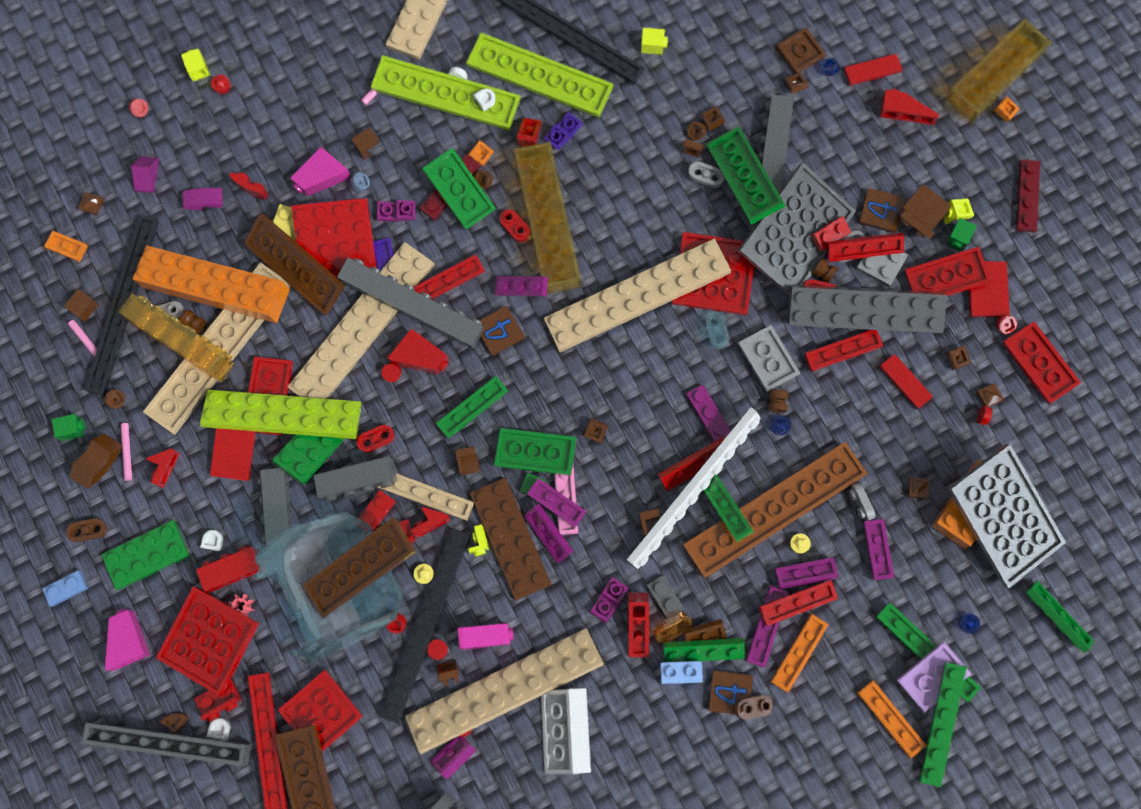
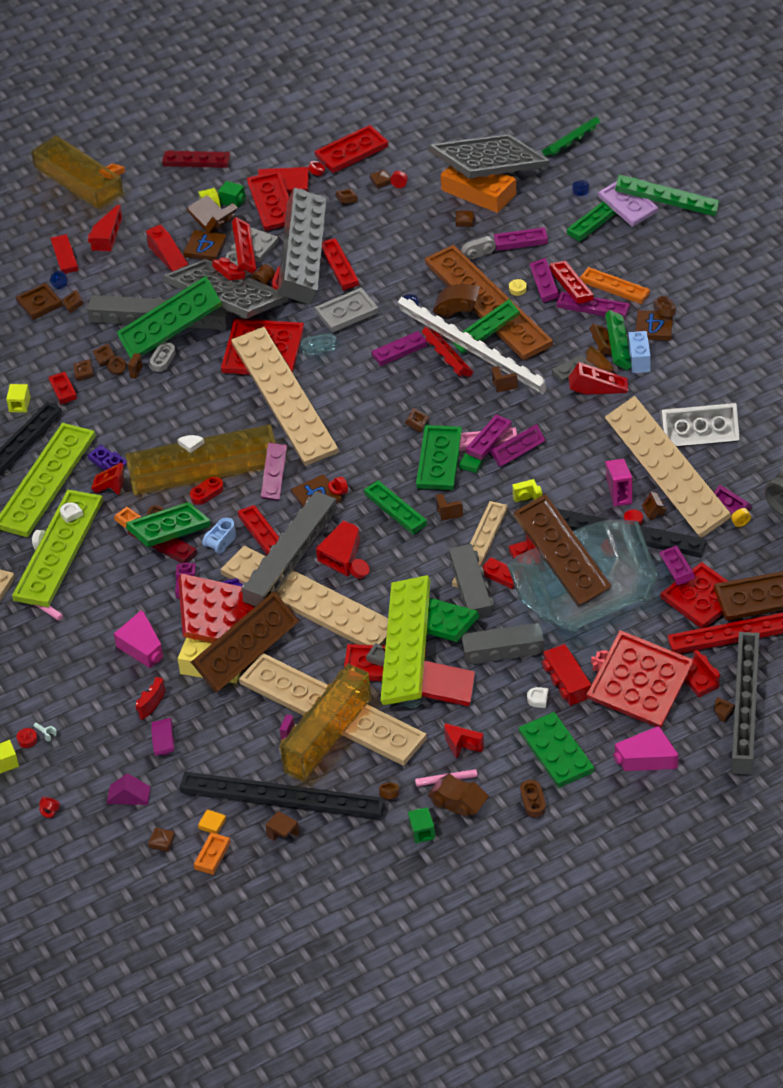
camera: 90 degrees left, 30 degrees down
(65, 588) = (595, 813): medium blue plate -> none
(83, 337) = (321, 829): bright pink bar -> none
(104, 245) = (212, 822): none -> light orange tile
(196, 307) = (286, 726): none -> magenta tile
(211, 284) = (264, 708): orange brick -> none
(219, 729) = (727, 673): white tile -> none
(225, 105) = (46, 731): none -> light aqua hand
(270, 387) = (376, 655): none -> dark grey tile
(356, 689) = (677, 565): none -> magenta plate
(360, 182) = (152, 609): sand blue tile -> none
(364, 142) = (110, 605): reddish brown panel -> none
(376, 439) = (430, 570): red plate -> none
(422, 764) = (741, 517): none -> yellow tile
(435, 520) = (510, 527): red slope -> none
(444, 238) = (220, 535): none -> light blue piece
(504, 353) = (339, 484): none -> red tile
(510, 539) = (542, 466): reddish brown plate -> none
(555, 202) = (190, 442): none -> white tile
(609, 600) = (576, 405): magenta slope -> none
(666, 81) = (62, 388): none -> red plate
(692, 100) = (83, 370): none -> reddish brown tile
(769, 473) = (456, 299): none -> reddish brown brick
(778, 401) = (387, 302): reddish brown wheel -> none
(872, 170) = (165, 248): none -> red slope
(891, 719) = (665, 231): orange tile -> none
(906, 381) = (368, 227): red tile -> none

